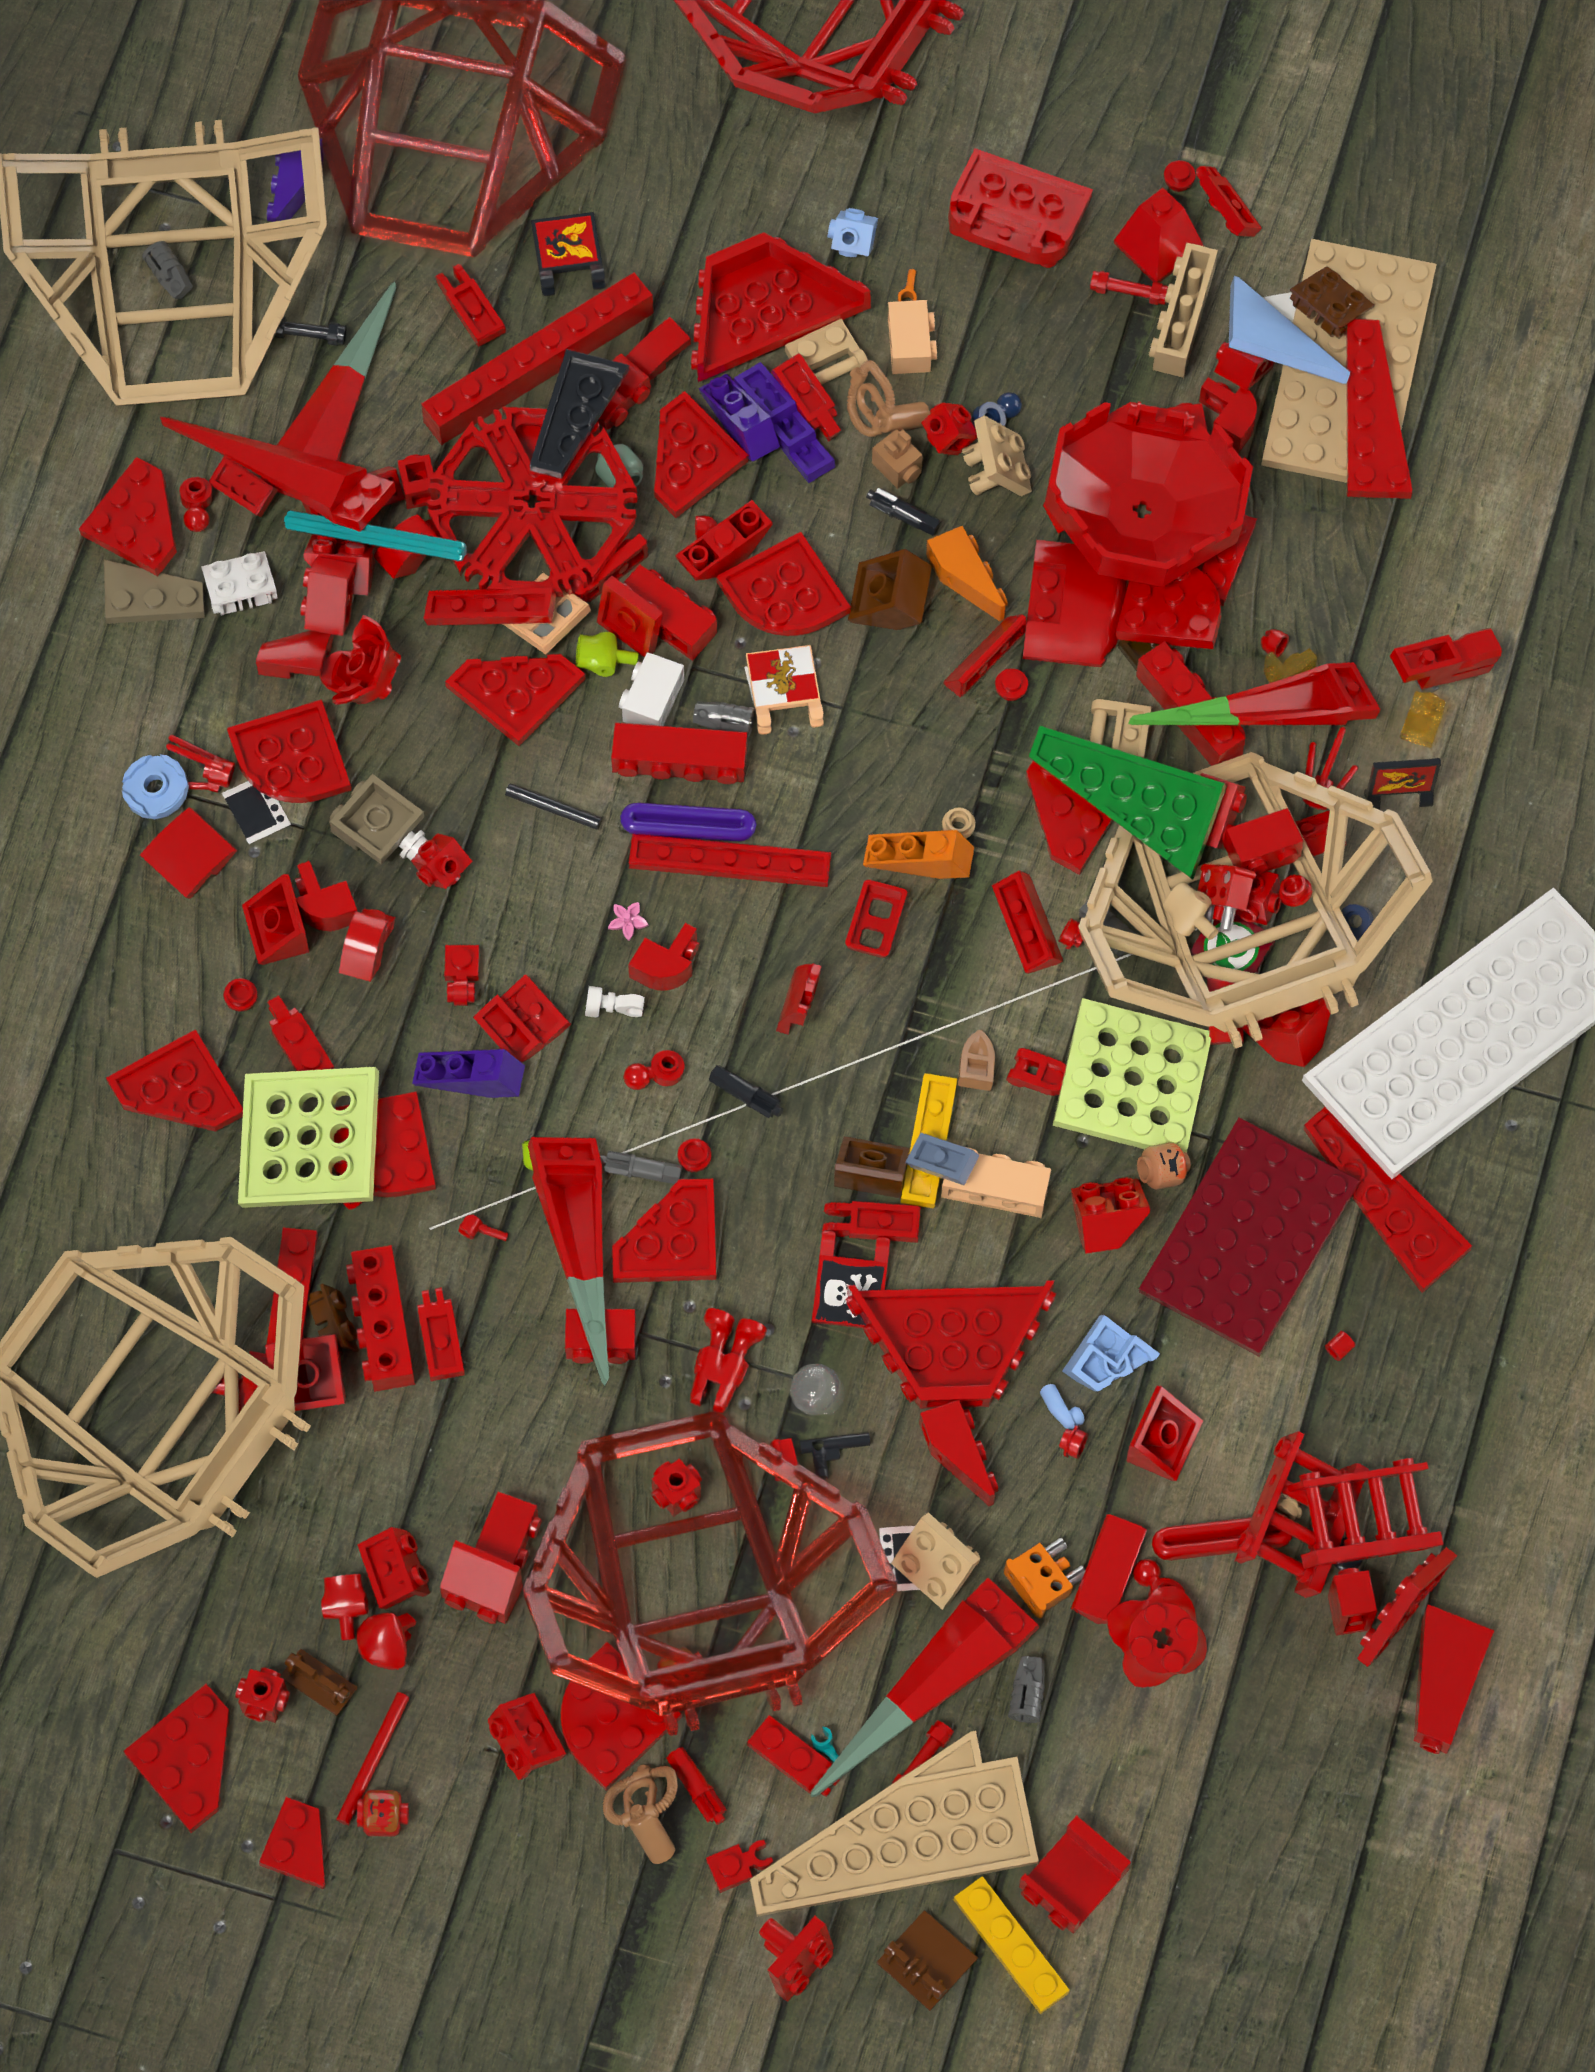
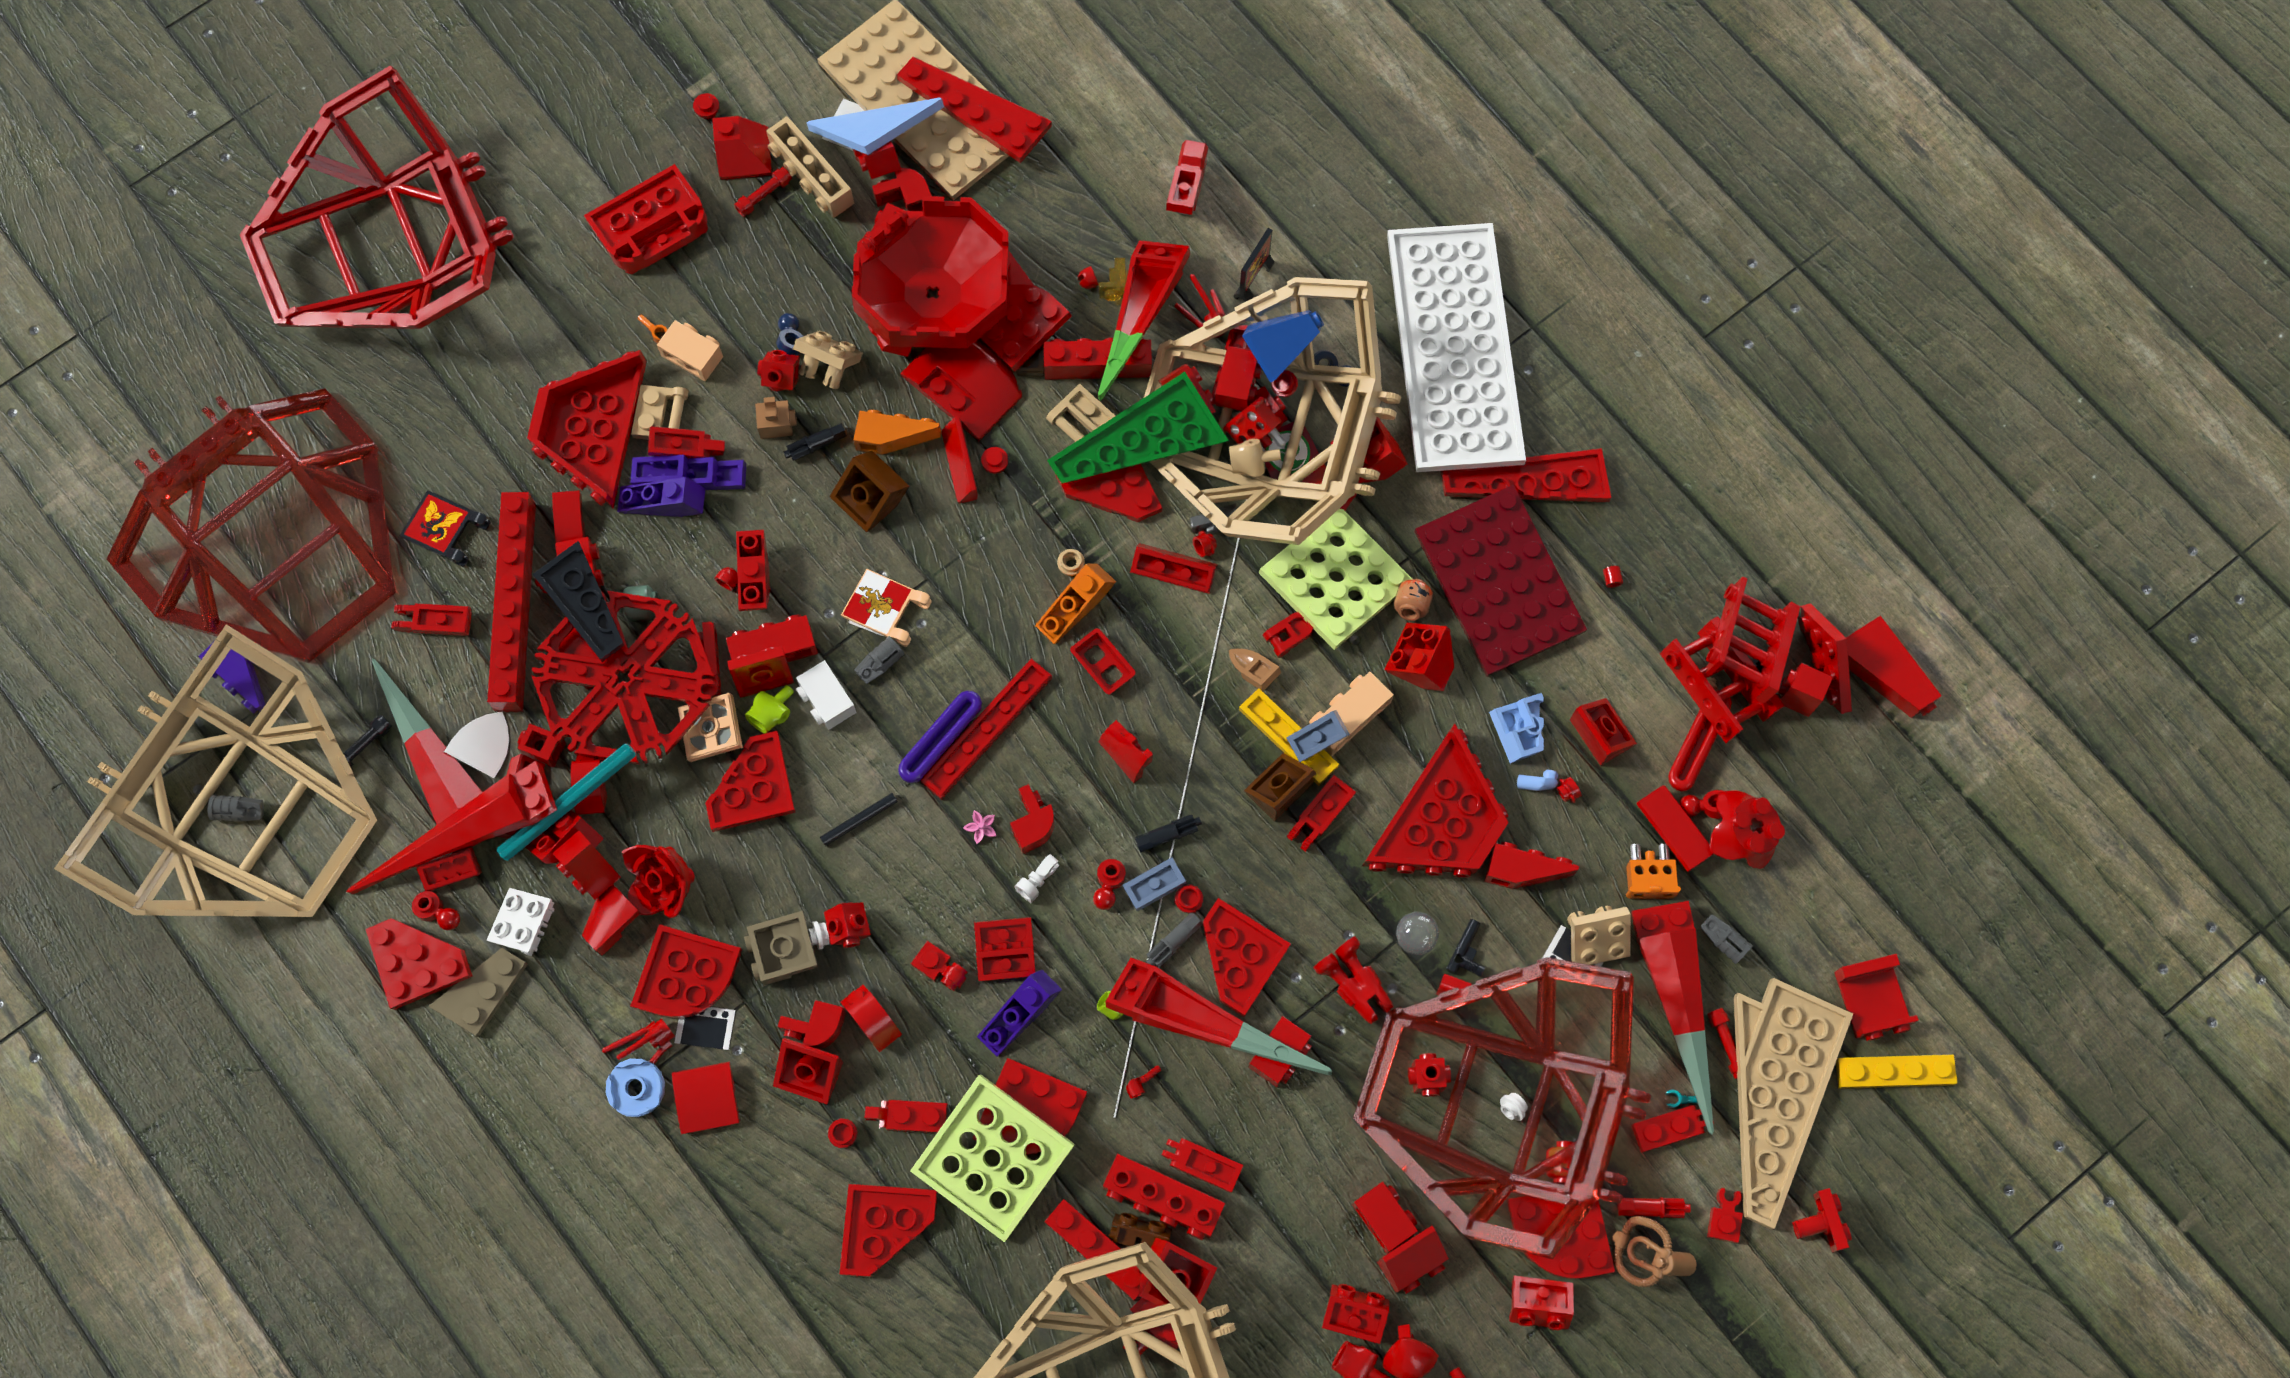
camera: 55 degrees left, 5 degrees up
(383, 431) = (482, 743): none -> white sticker
(490, 607) = (679, 760): red plate -> none
(679, 753) = (884, 708): red brick -> none
(684, 1112) = (1154, 884): none -> sand blue plate
(691, 455) = (665, 549): red plate -> none
(703, 1588) = (1513, 1106): none -> white plate
(784, 590) = (814, 557): red plate -> none
(838, 1272) = (1348, 857): flag -> none
(853, 233) = (584, 333): light blue brick -> none
(889, 416) = (742, 401): medium nougat piece -> none
(926, 1960) = (1874, 1135): reddish brown hinge -> none
(1227, 202) = (750, 90): red hinge -> none
(1322, 847) = (1281, 340): none -> blue slope
(1331, 300) = (875, 73): reddish brown hinge -> none
(1423, 719) = (1210, 227): clear yellow bracket -> none

